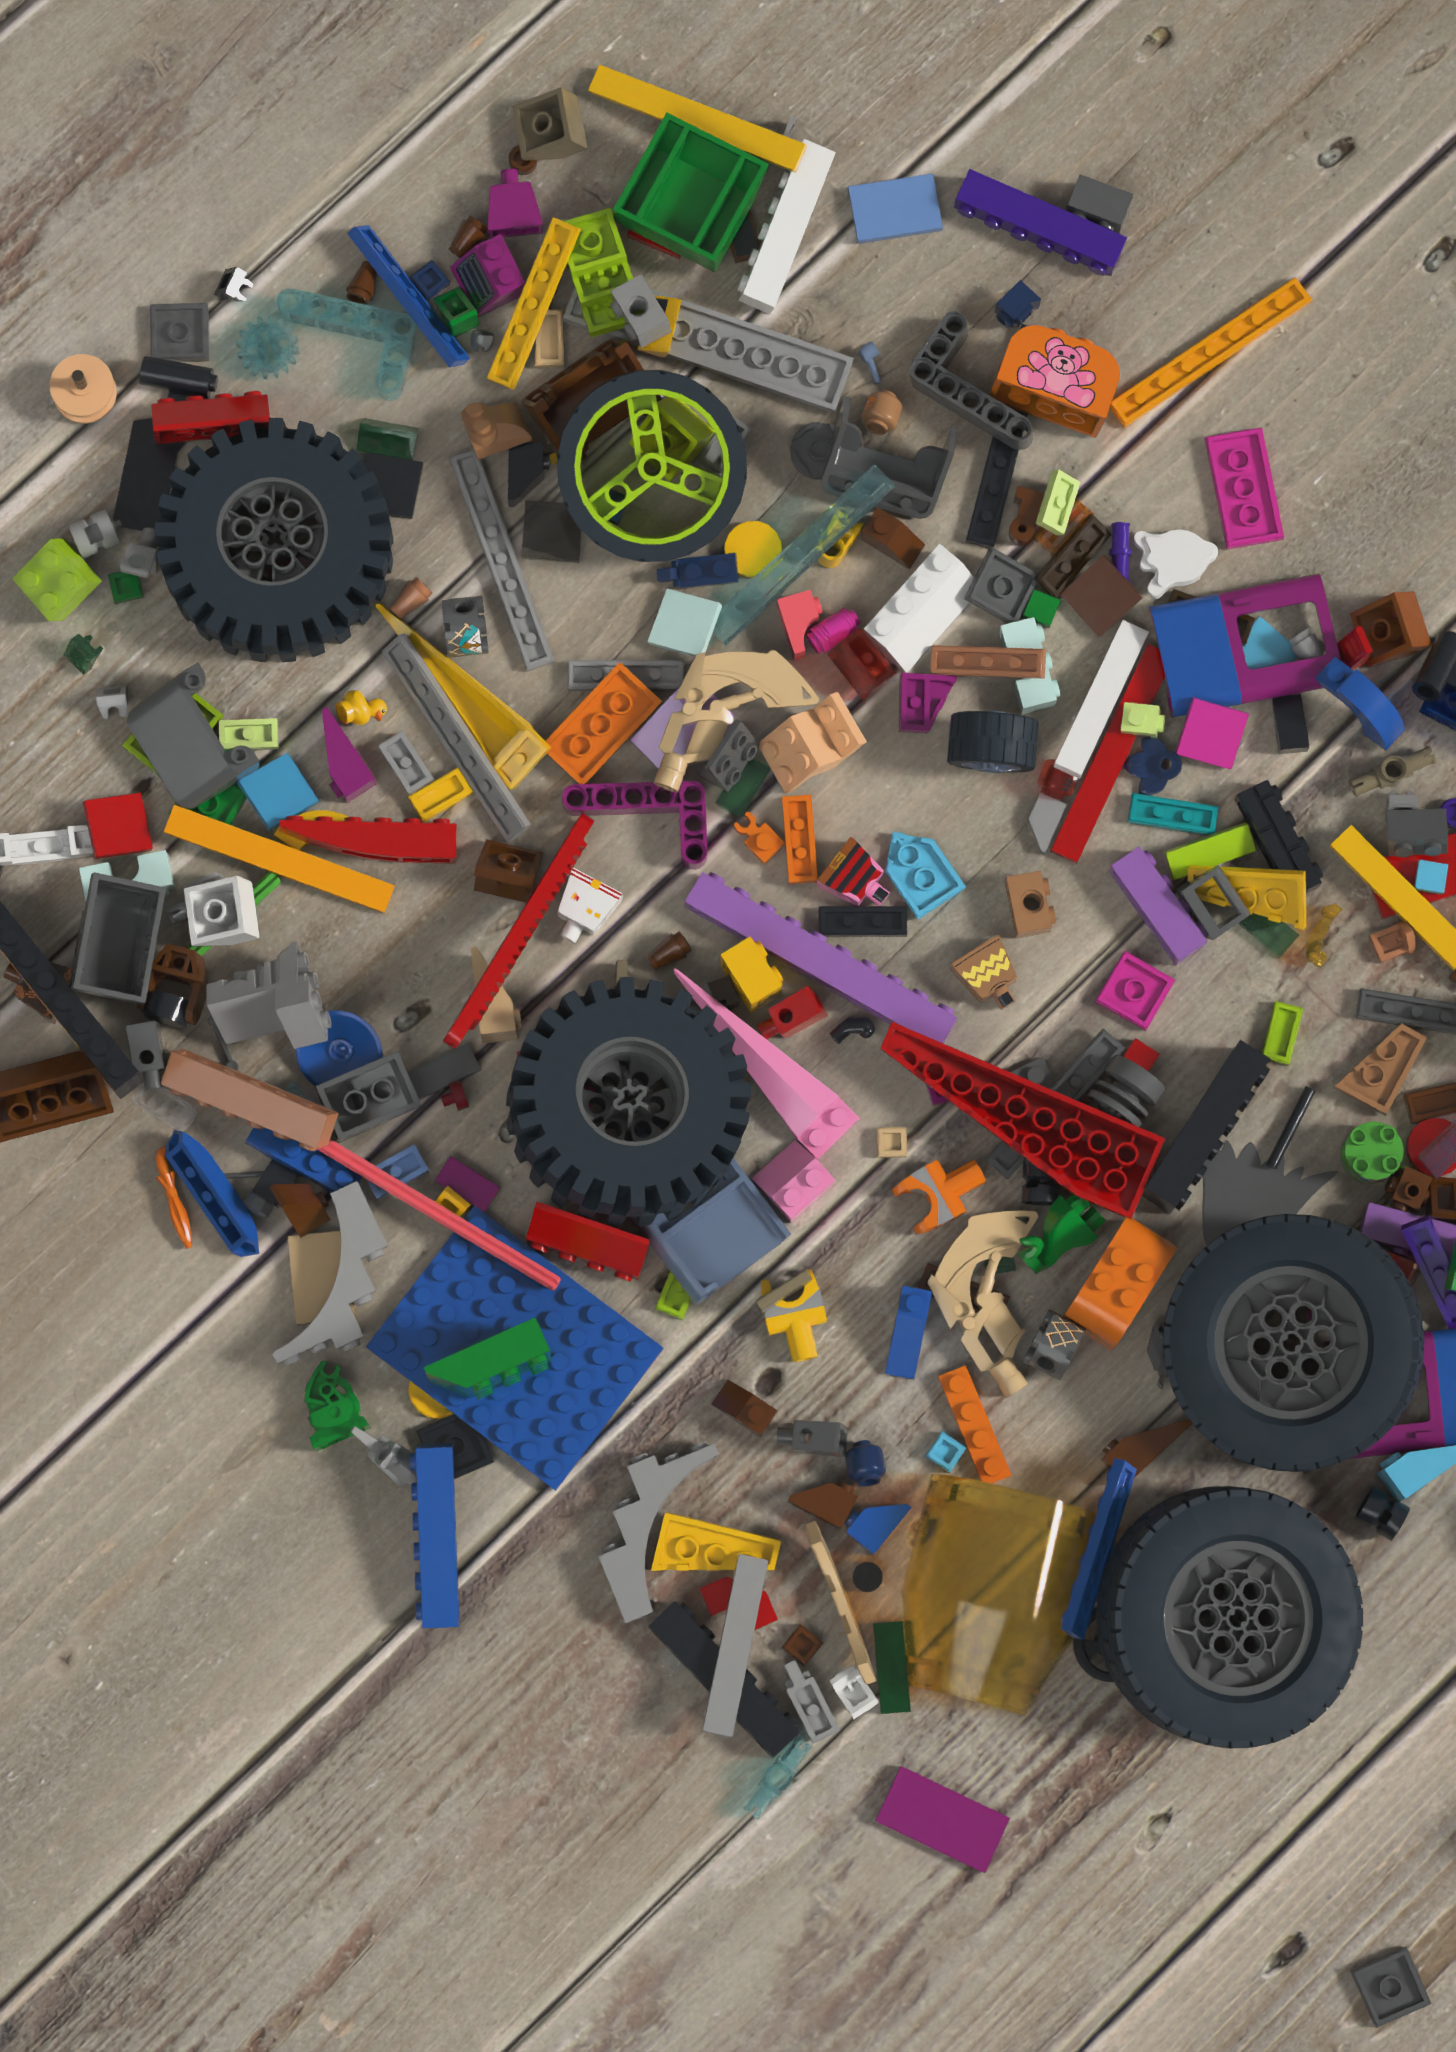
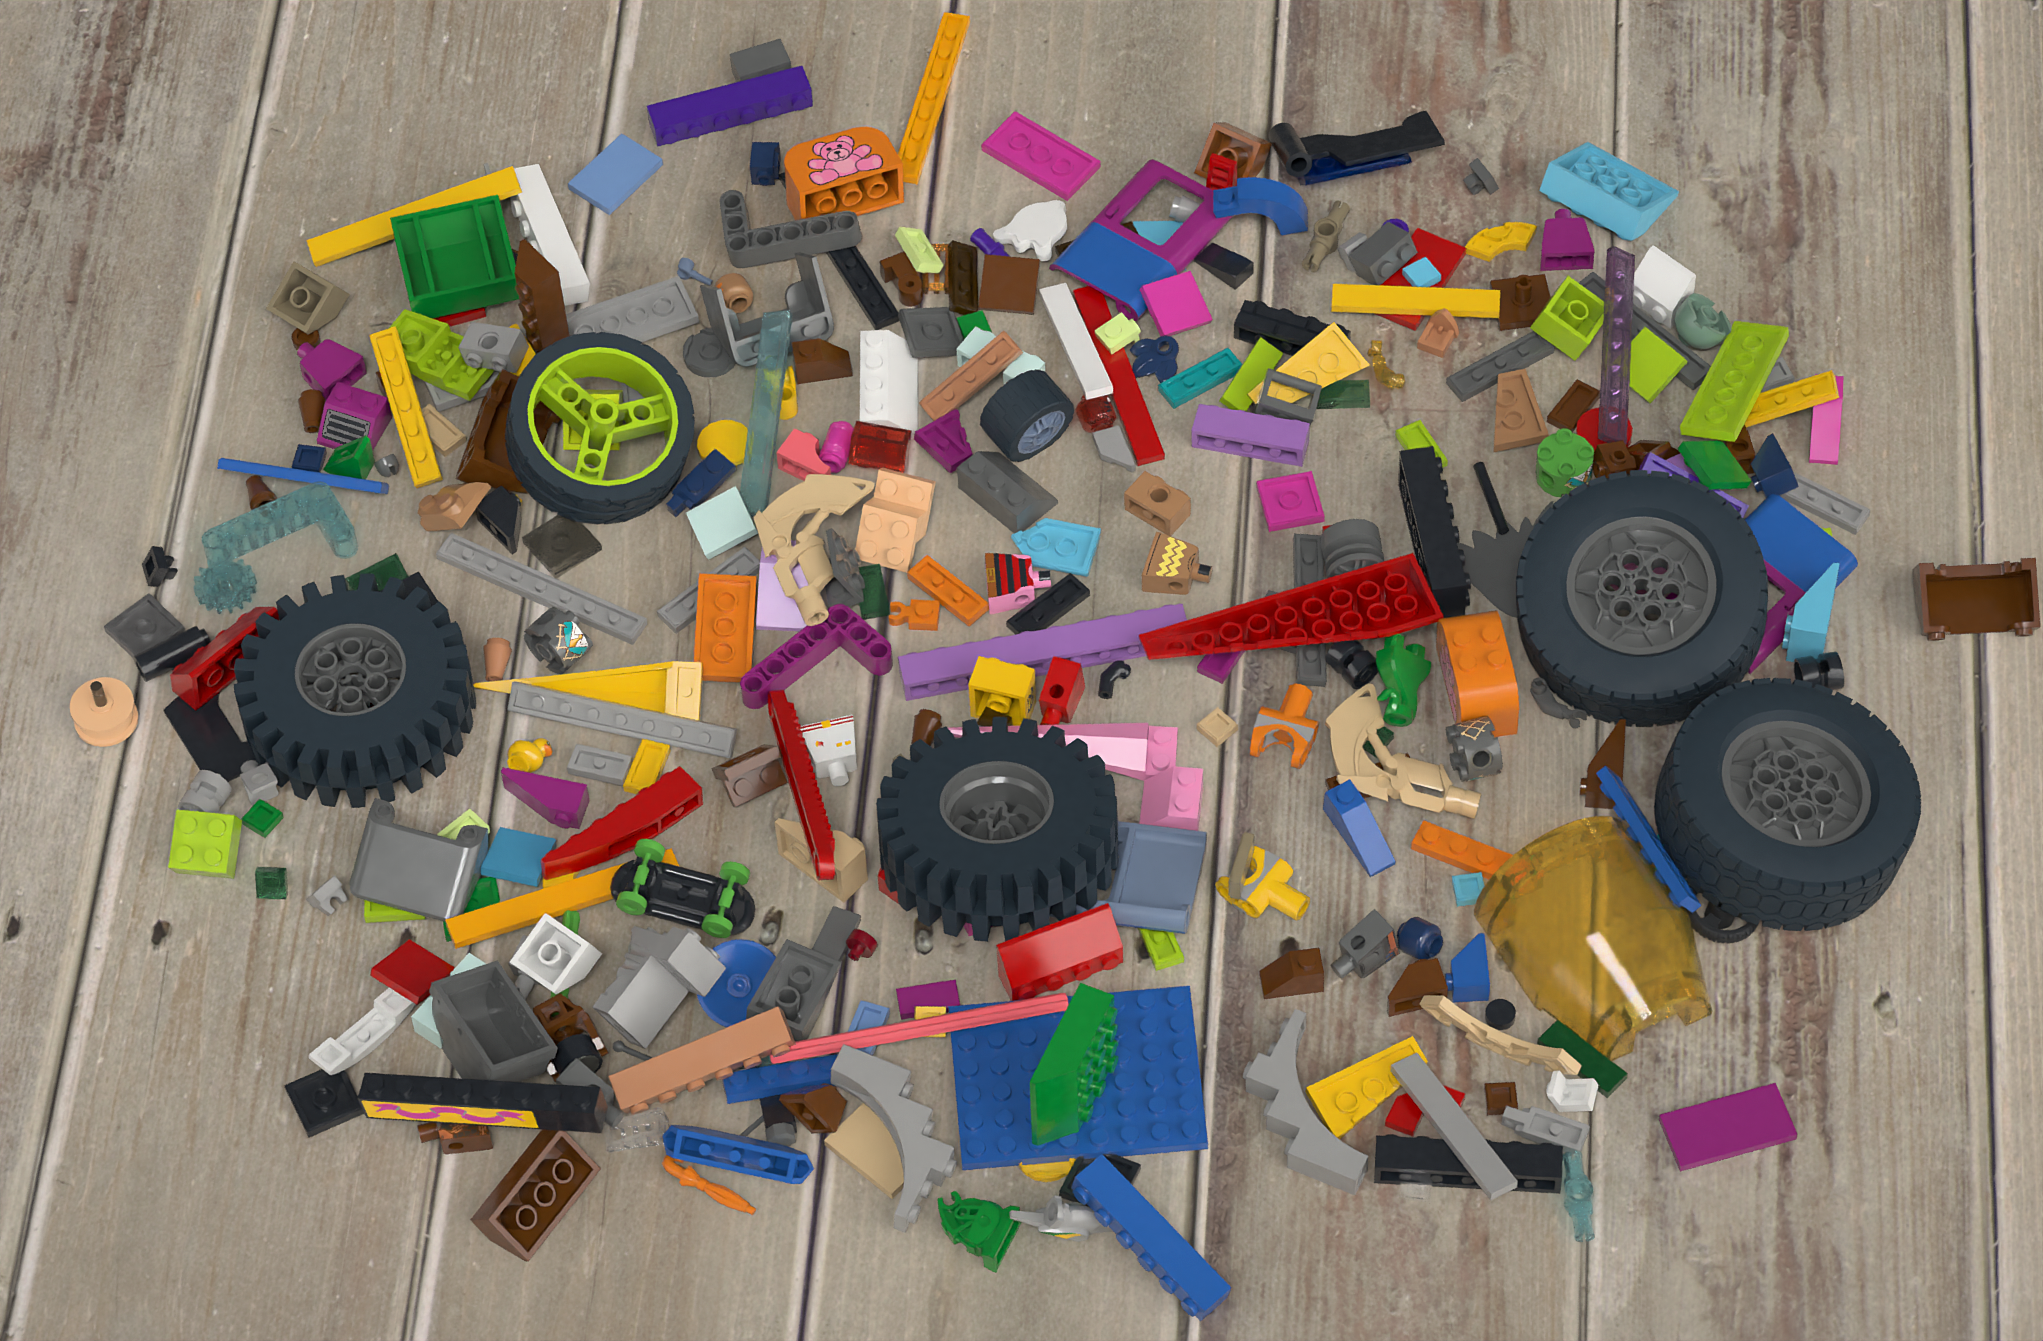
camera: 35 degrees left, 25 degrees down
(364, 937) = (684, 895): none -> black piece
(699, 306) = (539, 298): none -> reddish brown slope
(926, 787) = (1004, 490): none -> dark grey slope

